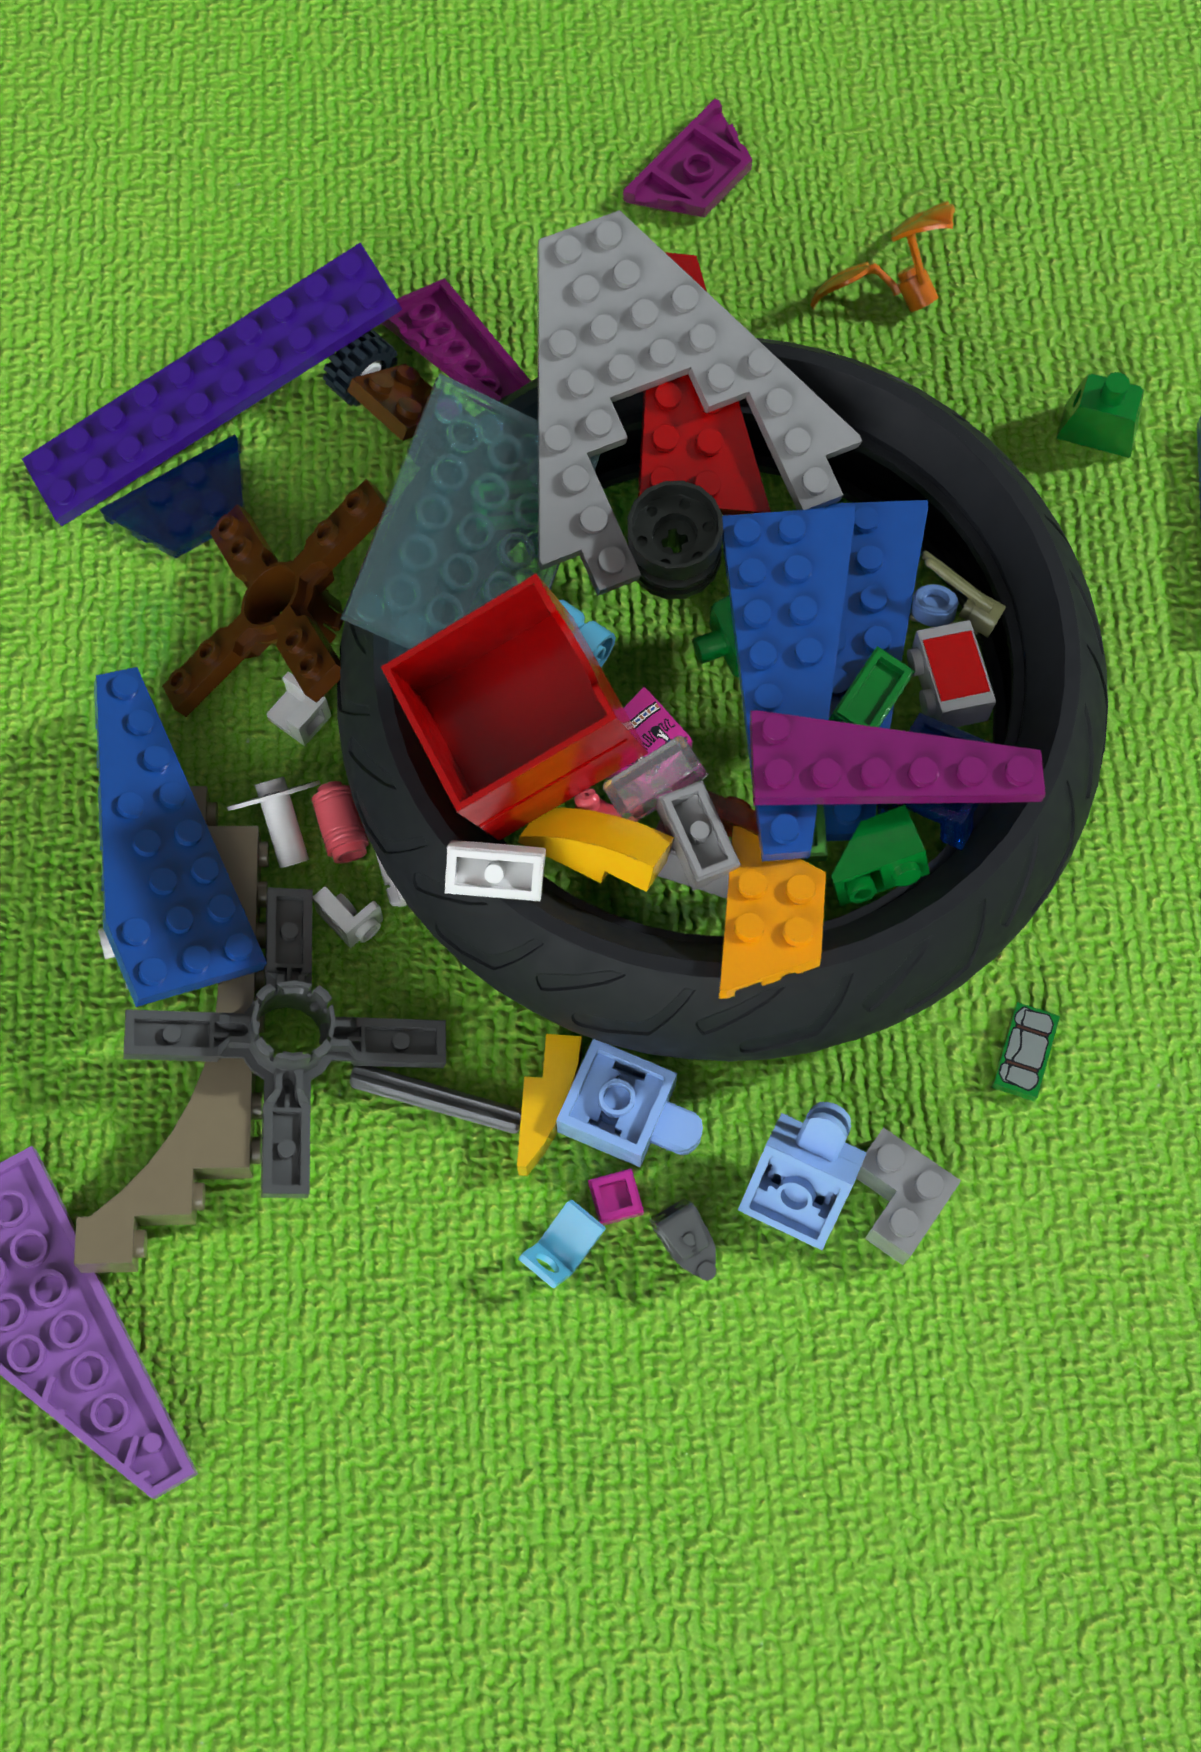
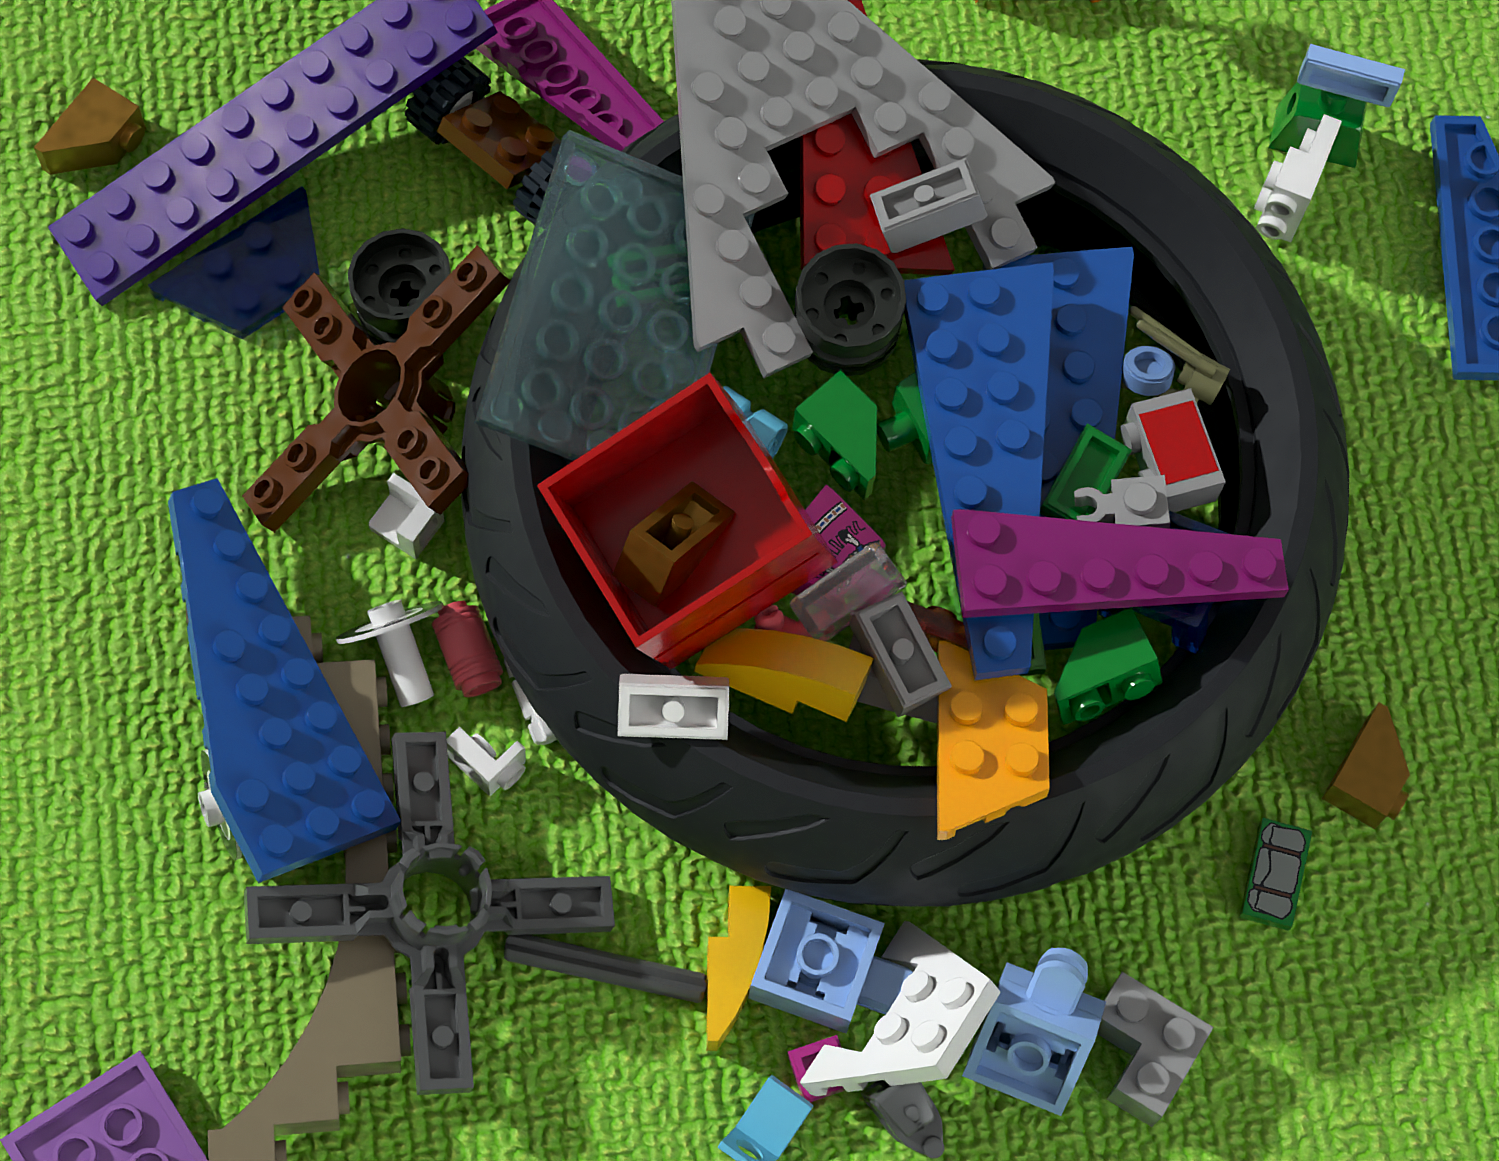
camera: 10 degrees left, 0 degrees up
(64, 383) = (91, 131): none -> pearl gold slope
(296, 506) = (391, 272): none -> pearl dark grey wheel
(499, 726) = (671, 543): none -> pearl gold slope
(661, 641) = (842, 430): none -> green slope
(703, 1166) = (924, 1027): none -> white wing
(750, 454) = (928, 206): none -> light grey slope
(911, 712) = (1131, 502): none -> light grey plate
(1074, 463) = (1293, 182): none -> white plate
(1115, 968) = (1371, 773): none -> pearl gold slope
(1128, 371) = (1350, 76): none -> light blue tile

